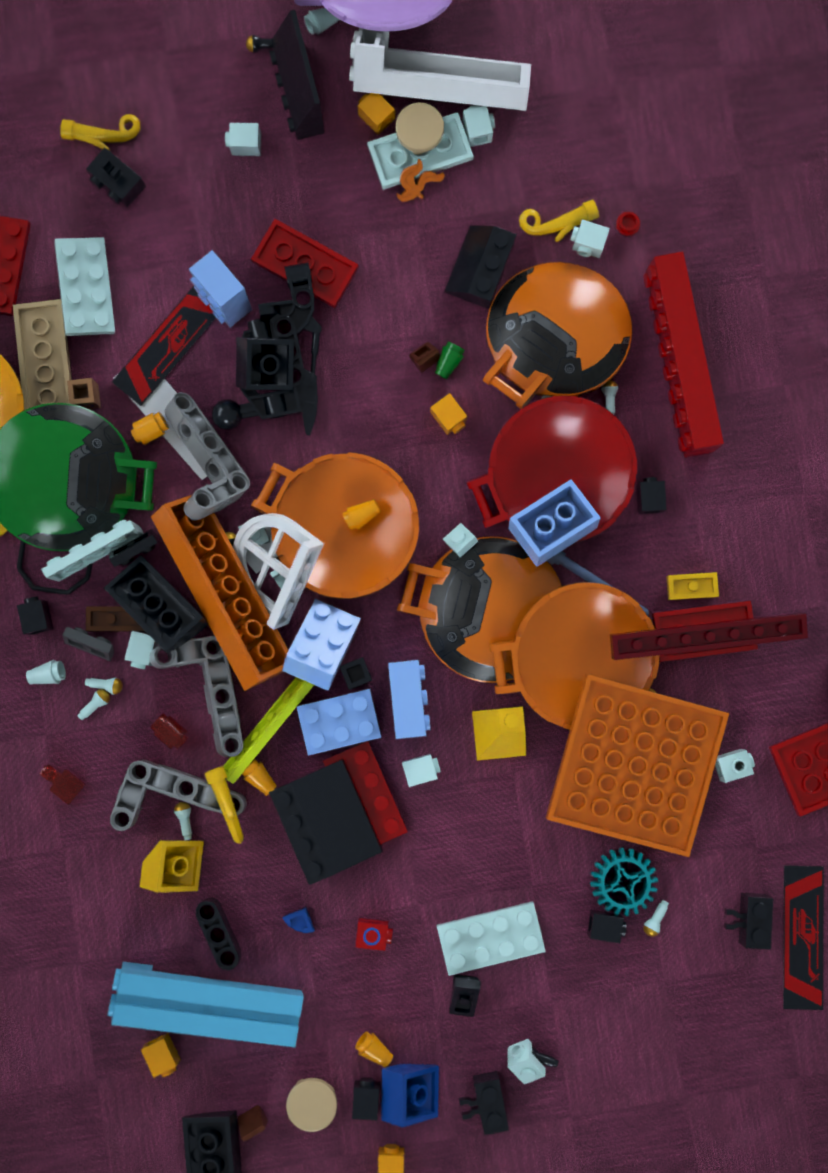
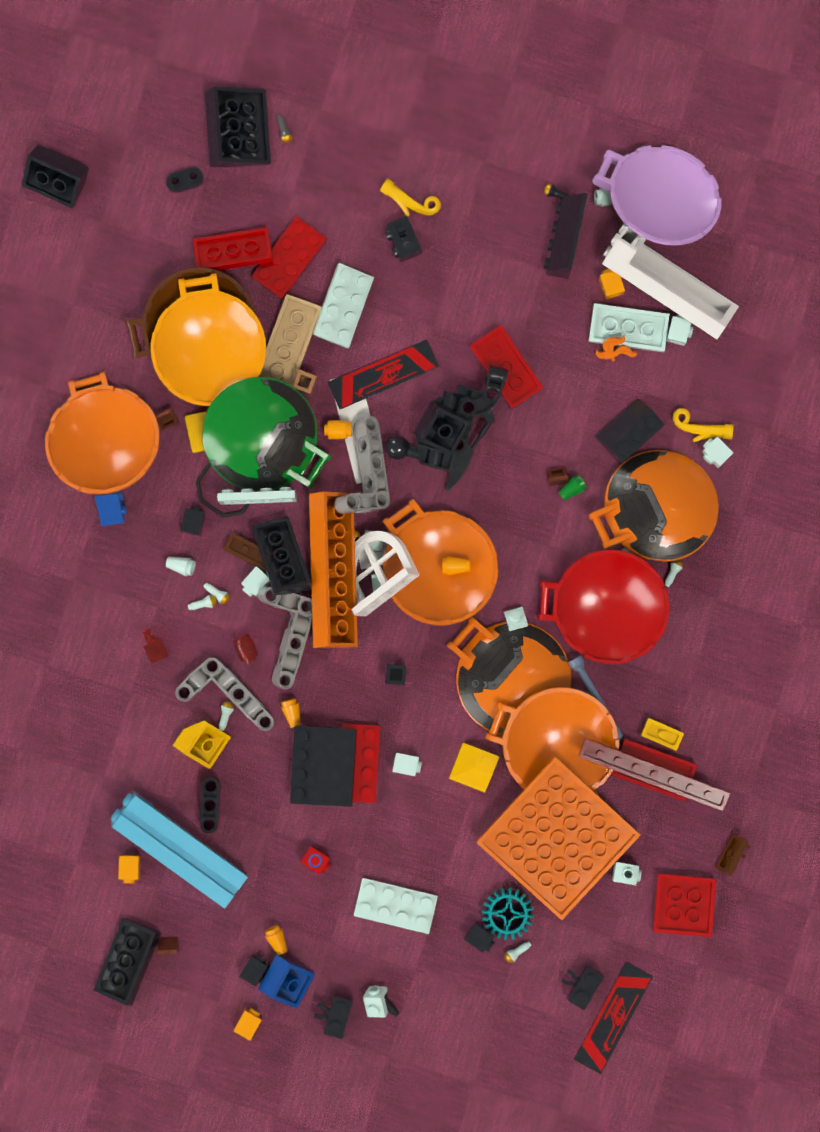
camera: 30 degrees right, 0 degrees up
(80, 639) = (217, 554): dark grey plate -> none
(126, 553) = (277, 509): black plate -> none
(217, 780) = (264, 698): yellow plant -> none
(220, 289) = (437, 360): light blue brick -> none
(244, 139) = (507, 256): light aqua brick -> none
(267, 728) = (323, 677): neon yellow tile -> none
(299, 921) = (269, 825): blue tile -> none
(311, 1104) = (215, 954): tan tile -> none
(321, 644) = (382, 642): light blue brick -> none
(339, 722) = (367, 702): light blue brick -> none
(408, 699) = (423, 711): light blue brick -> none
(419, 127) = (636, 313): tan tile -> none
(449, 414) = (553, 527): light orange brick -> none
(464, 995) = (357, 935): black slope -> none
(554, 522) = (586, 640): light blue brick -> none
(628, 223) = (750, 454): red plate -> none
(651, 496) = (665, 656): black brick -> none
(683, 355) = (739, 569): red brick -> none

